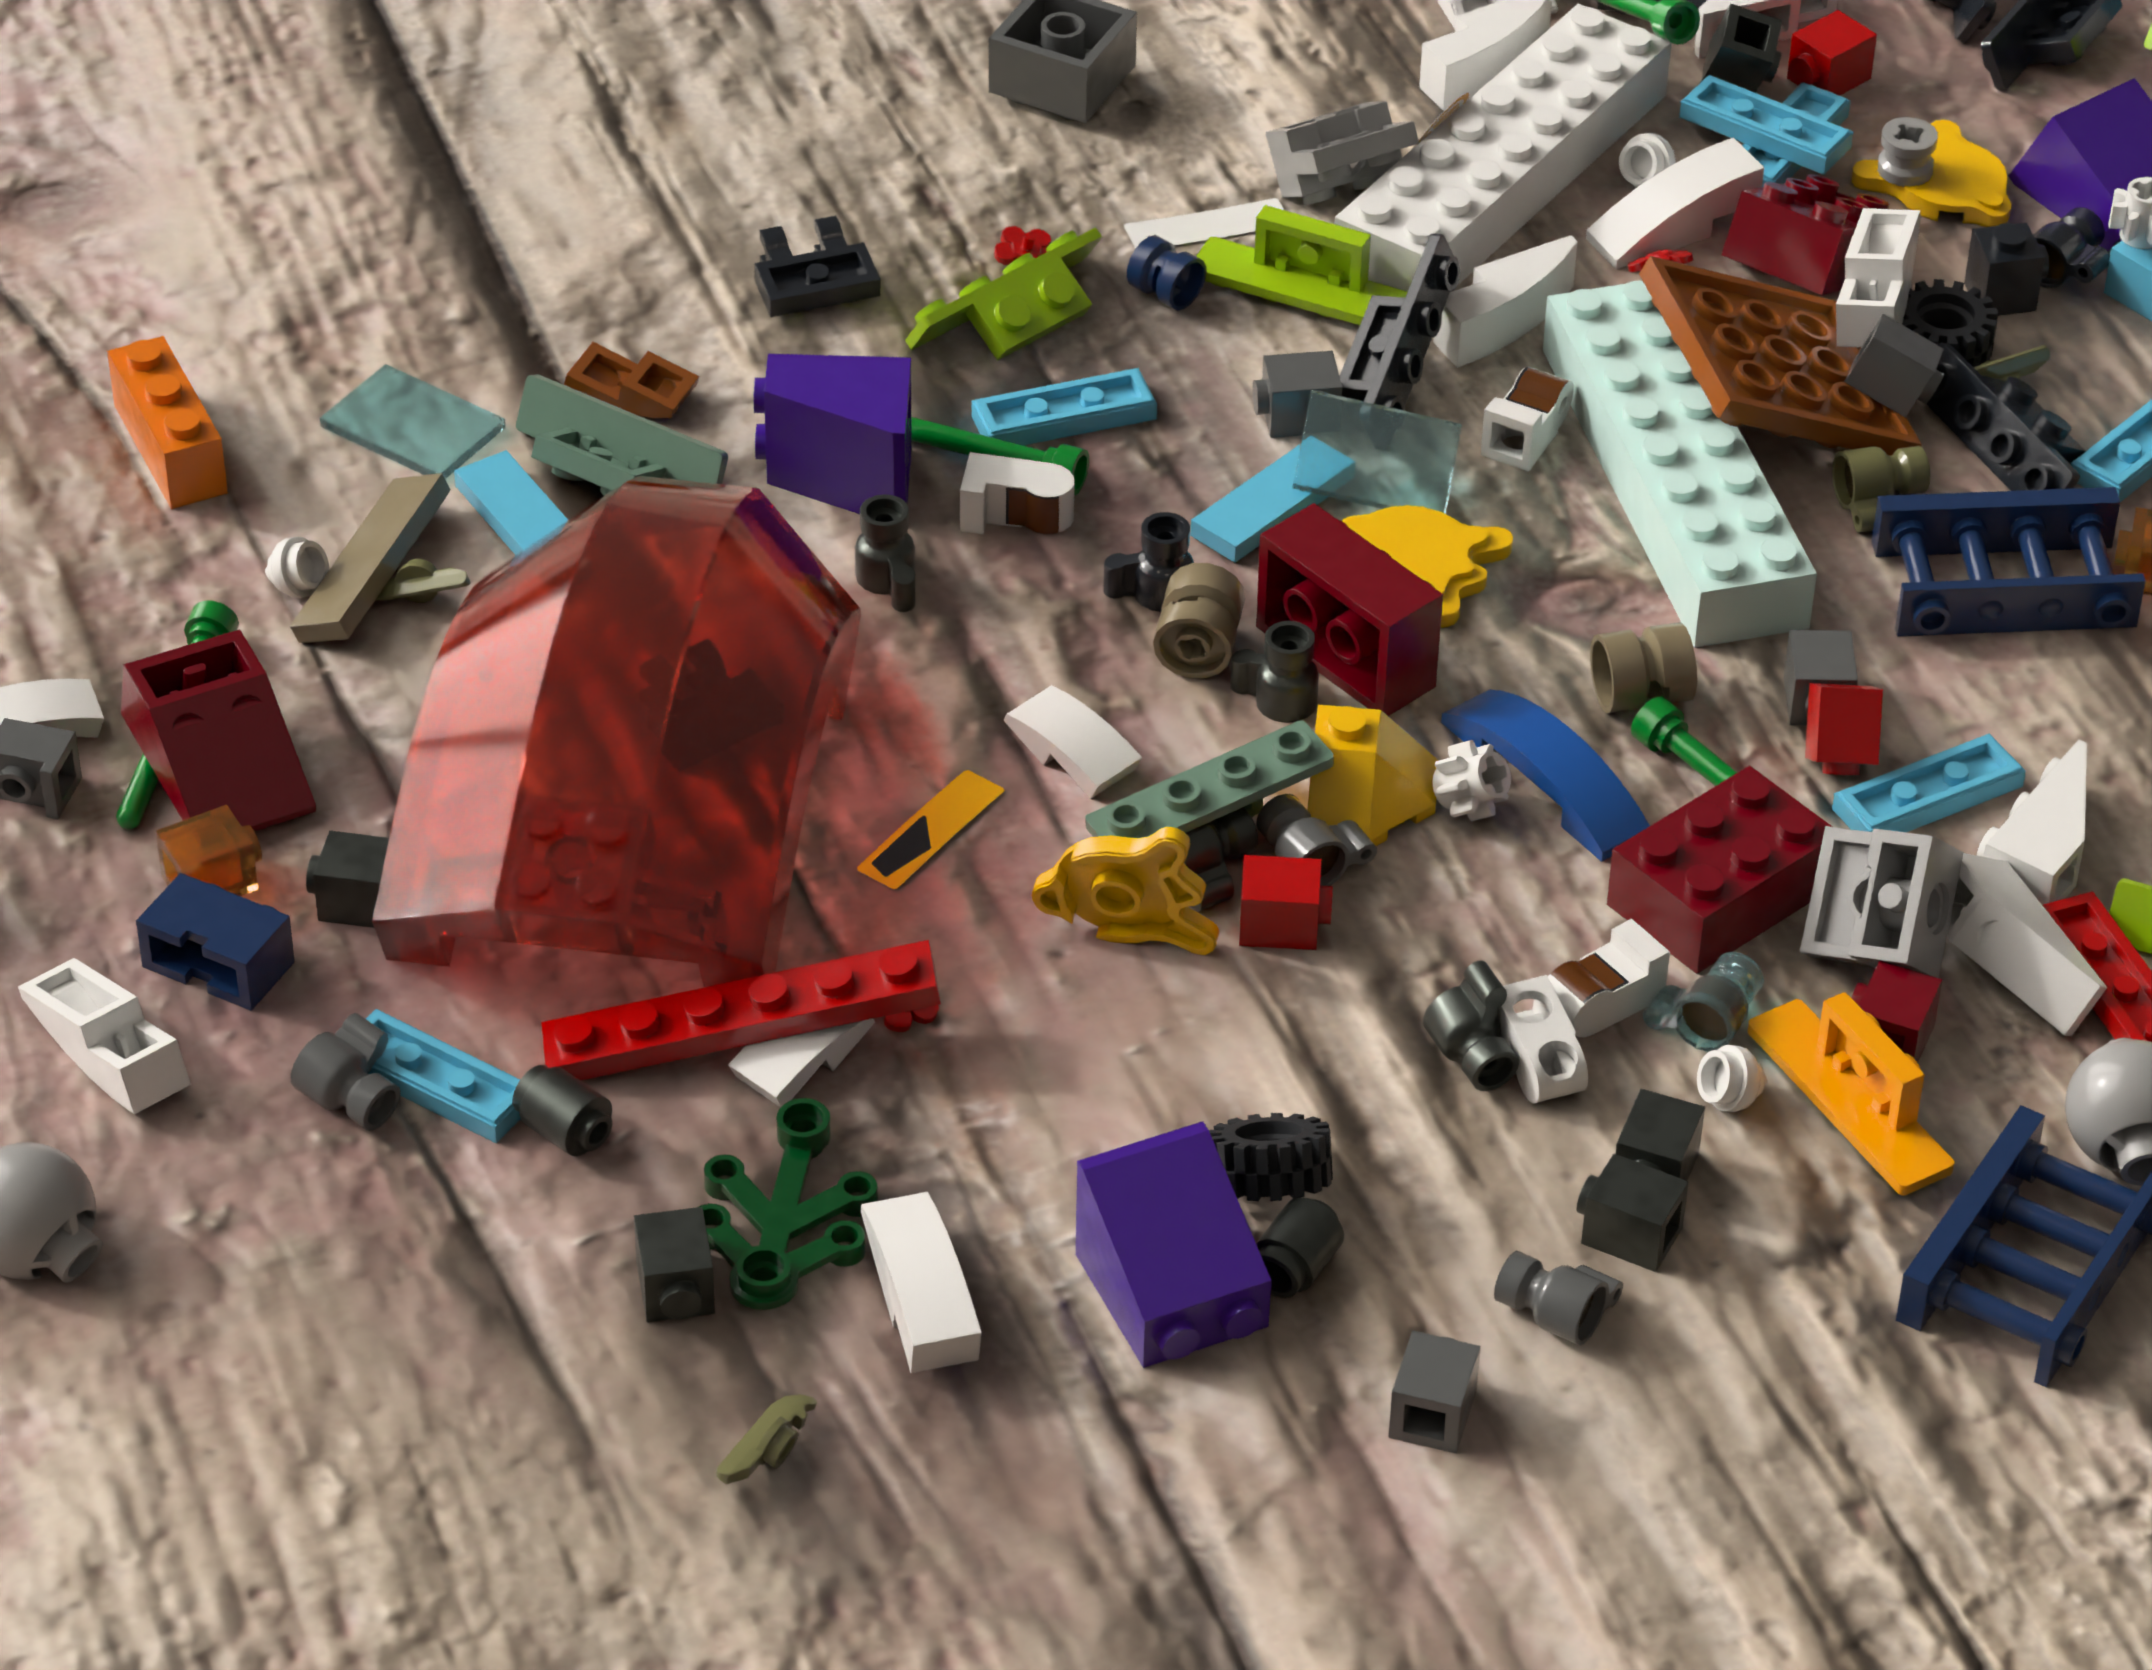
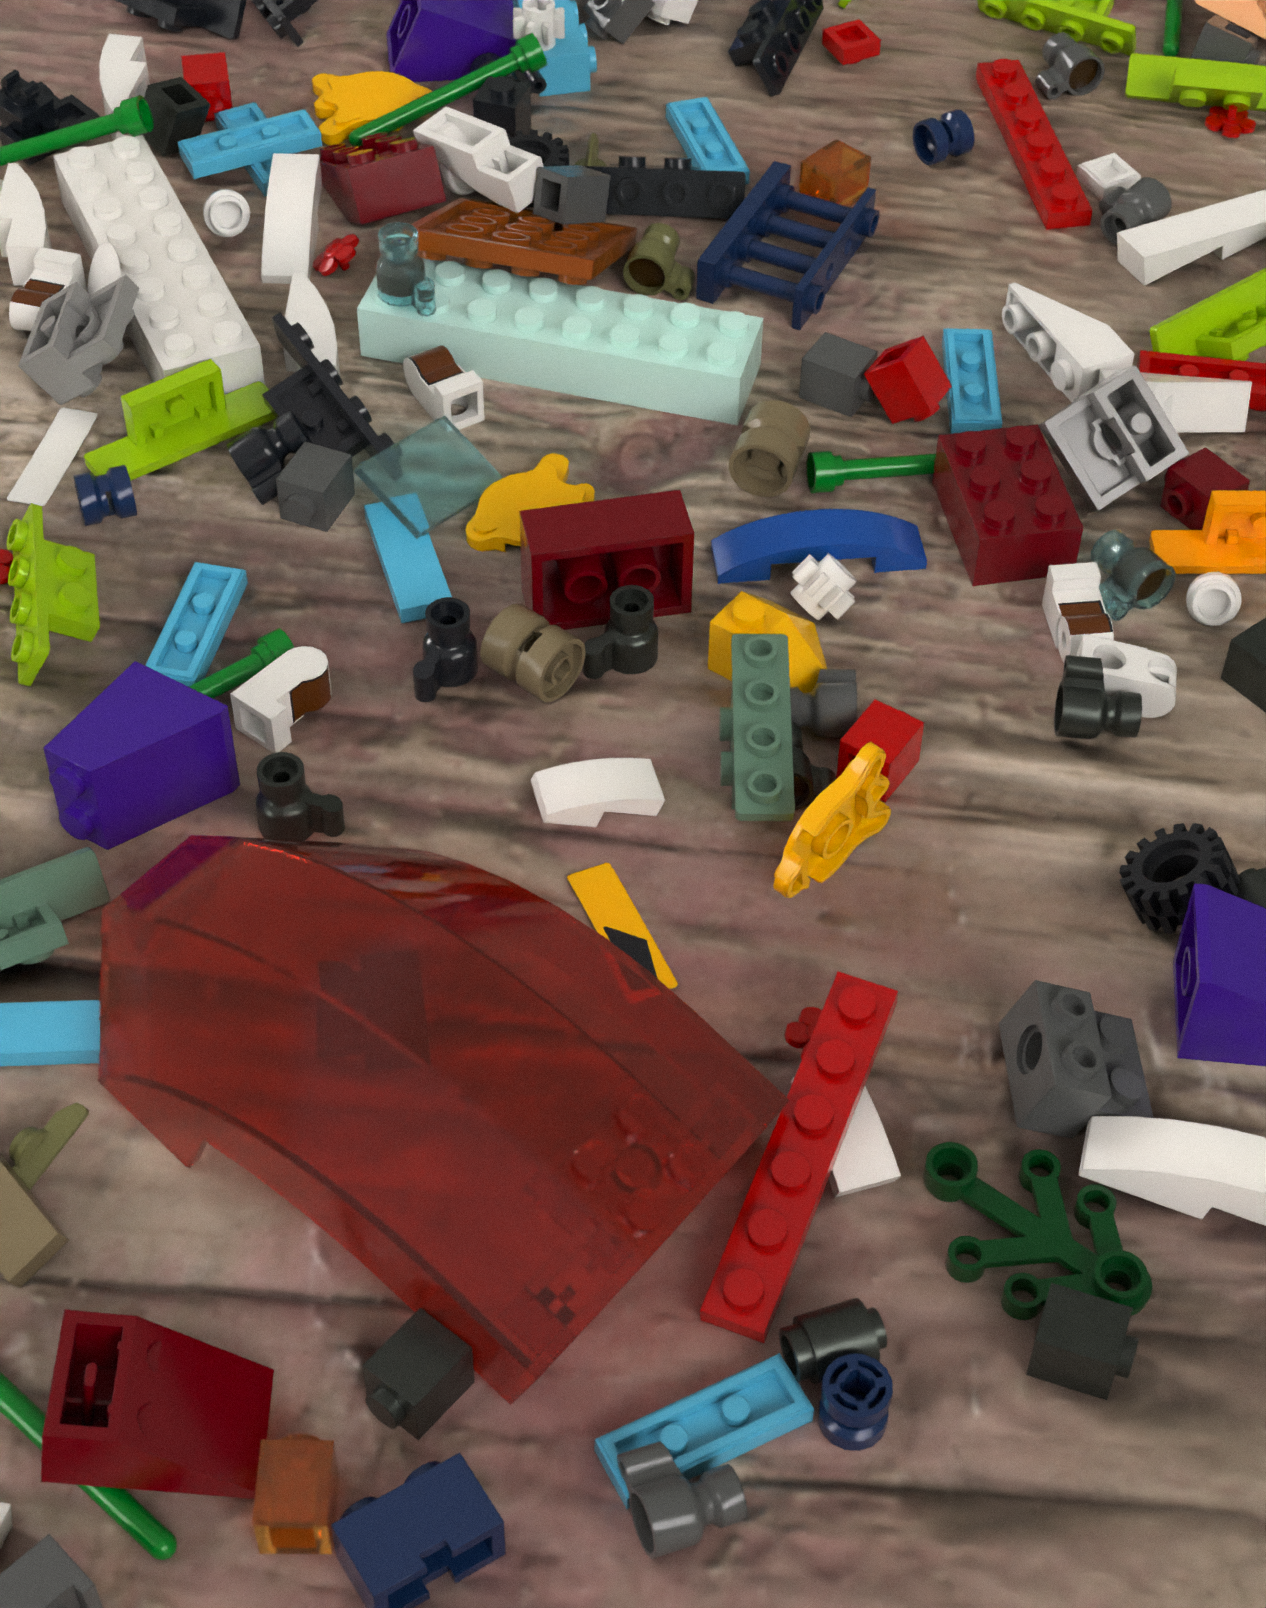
camera: 60 degrees left, 5 degrees up
(512, 1144) = (844, 1415): none -> dark blue wheel
(985, 1162) = (1070, 1061): none -> dark grey brick
(1313, 331) = (262, 453): none -> black piece
(1413, 100) = (52, 273): none -> white leg
(1594, 285) = (402, 271): none -> clear light blue piece
(1907, 151) = (351, 96): light grey wheel -> none
(2085, 231) = (522, 57): none -> green piece

